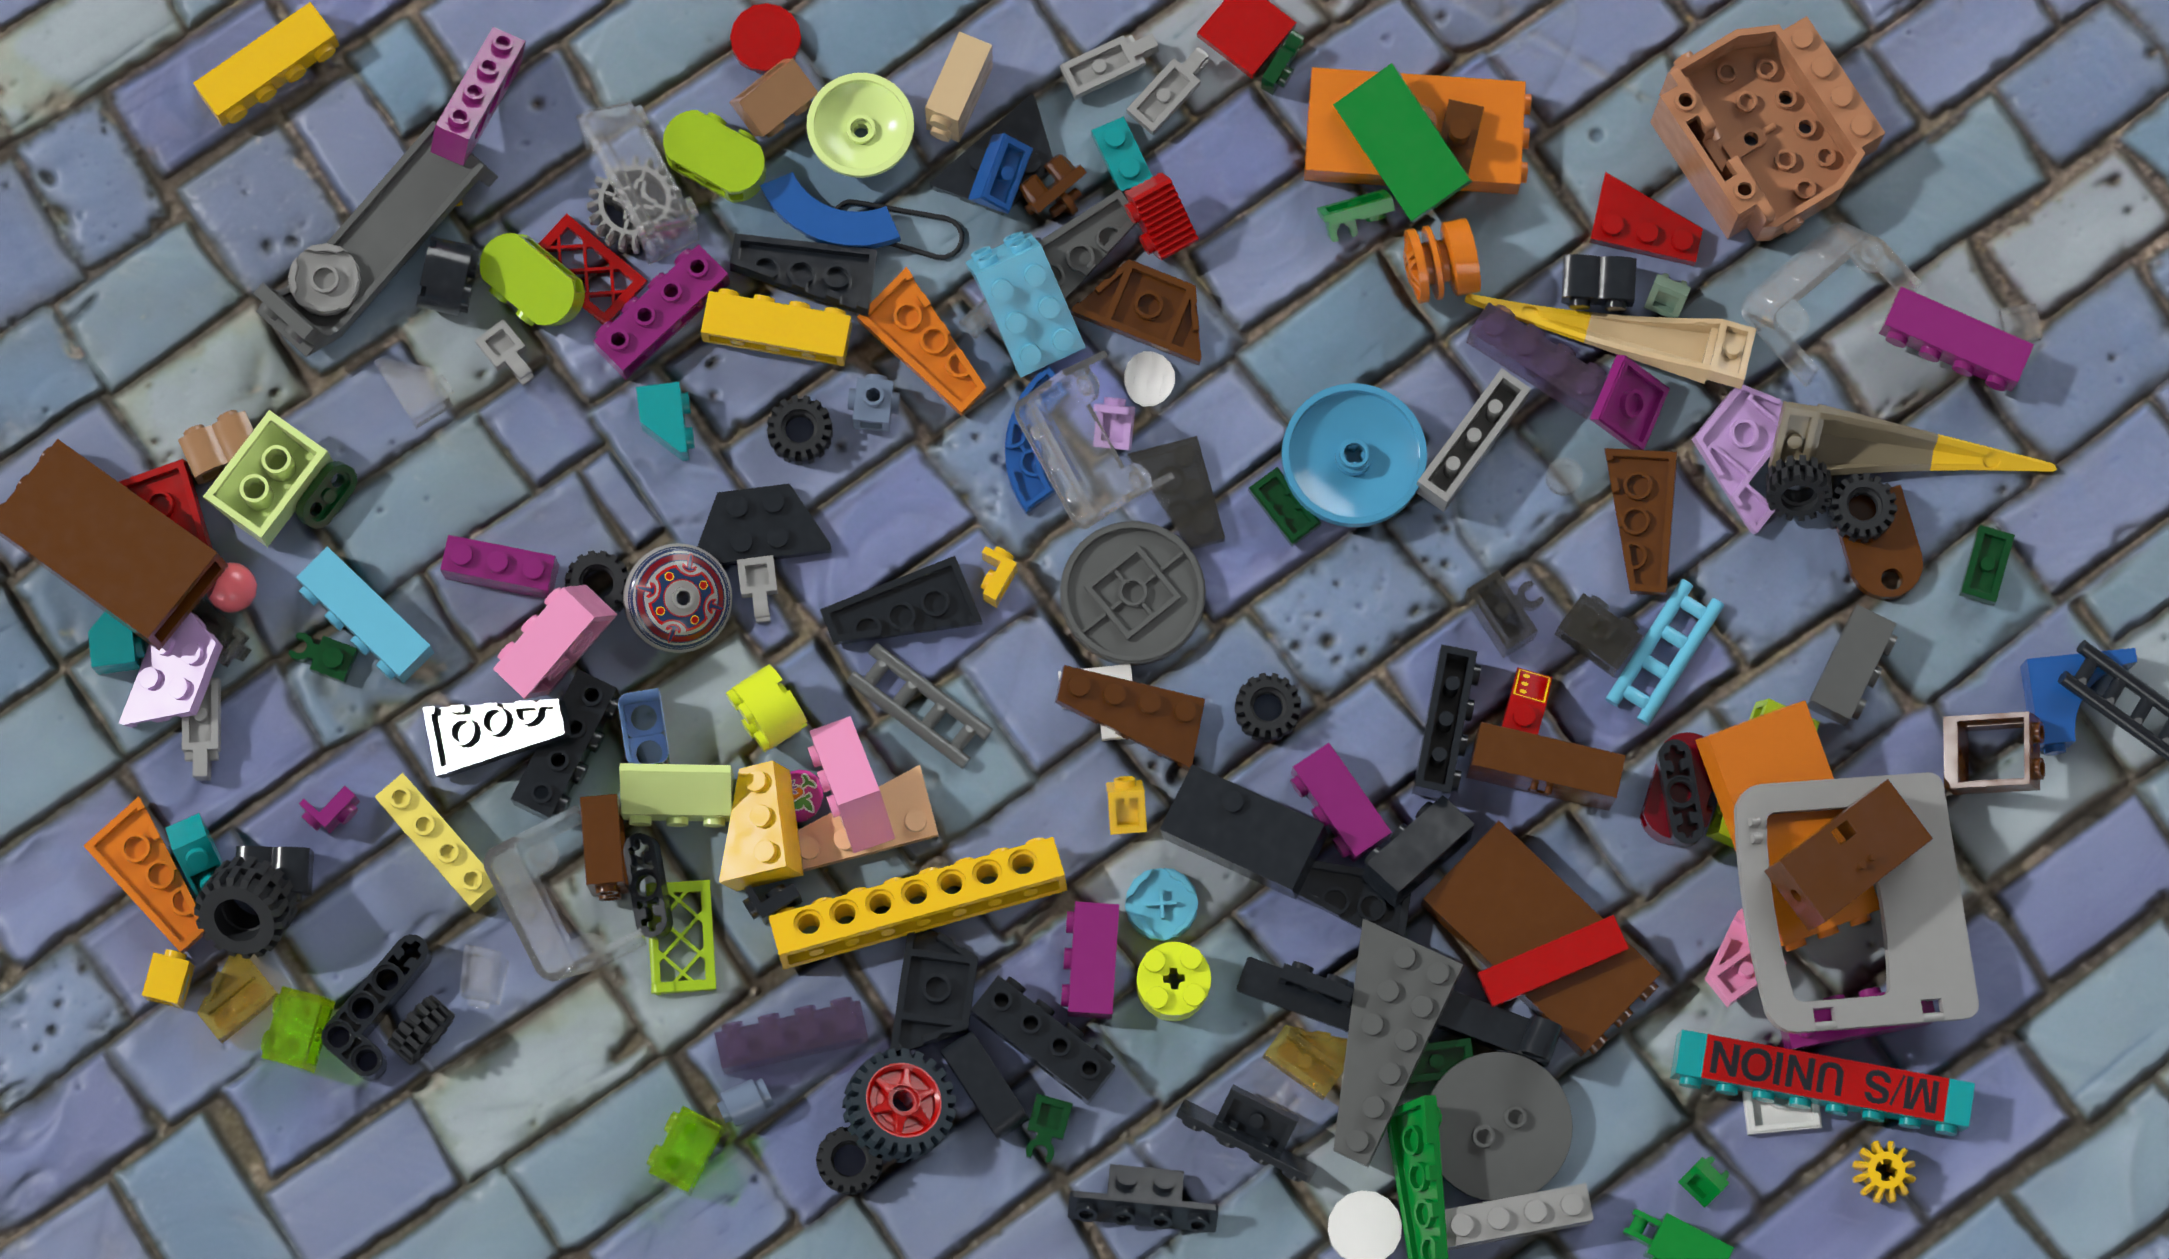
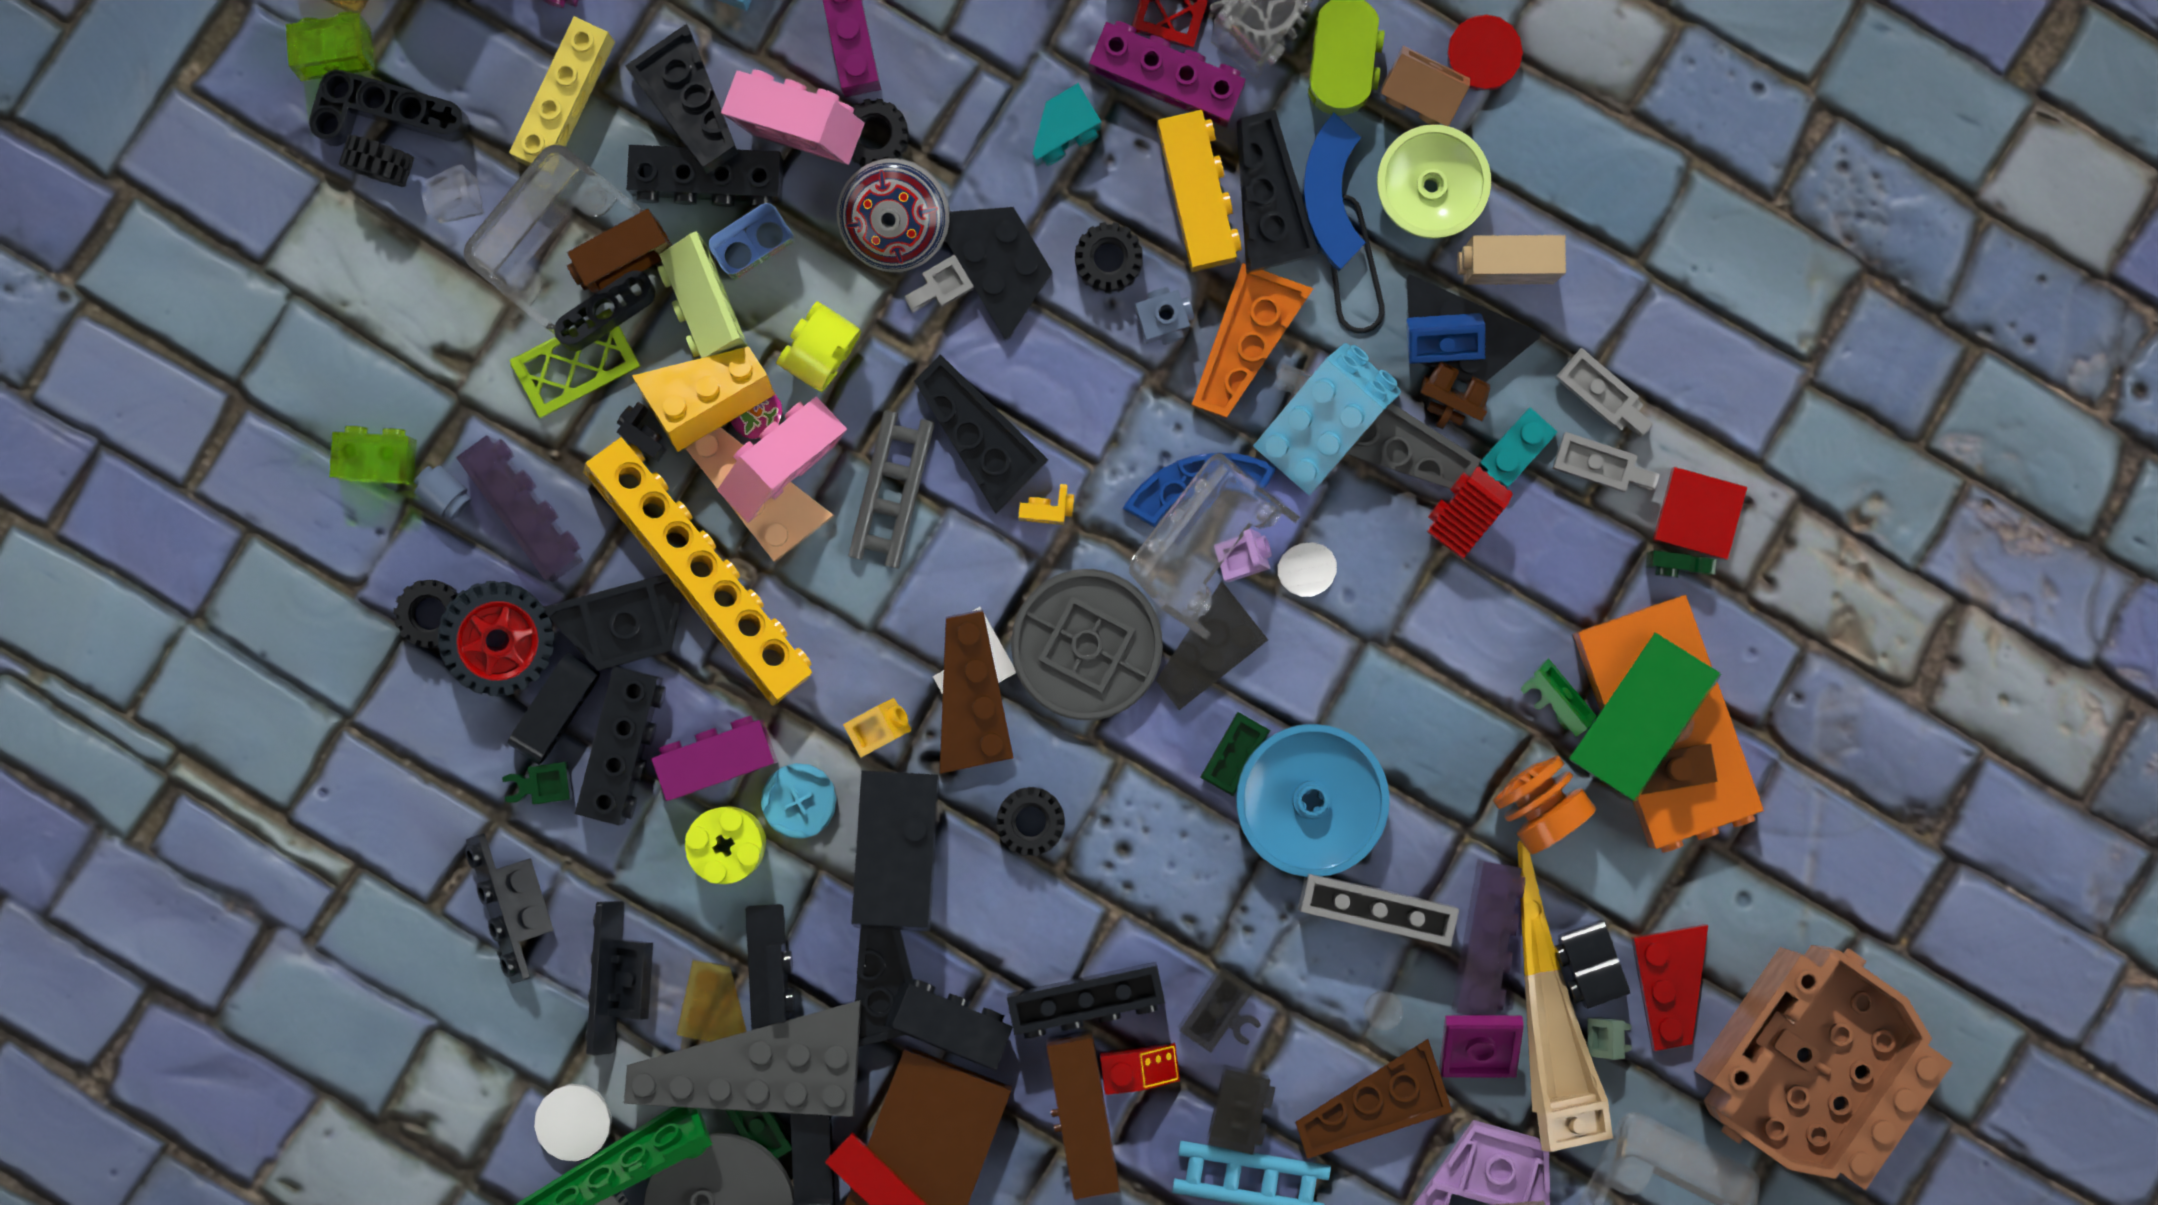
camera: 70 degrees right, 10 degrees up
(1147, 309) = (1374, 538): reddish brown wing -> none
(1339, 803) = (965, 929): magenta brick -> none

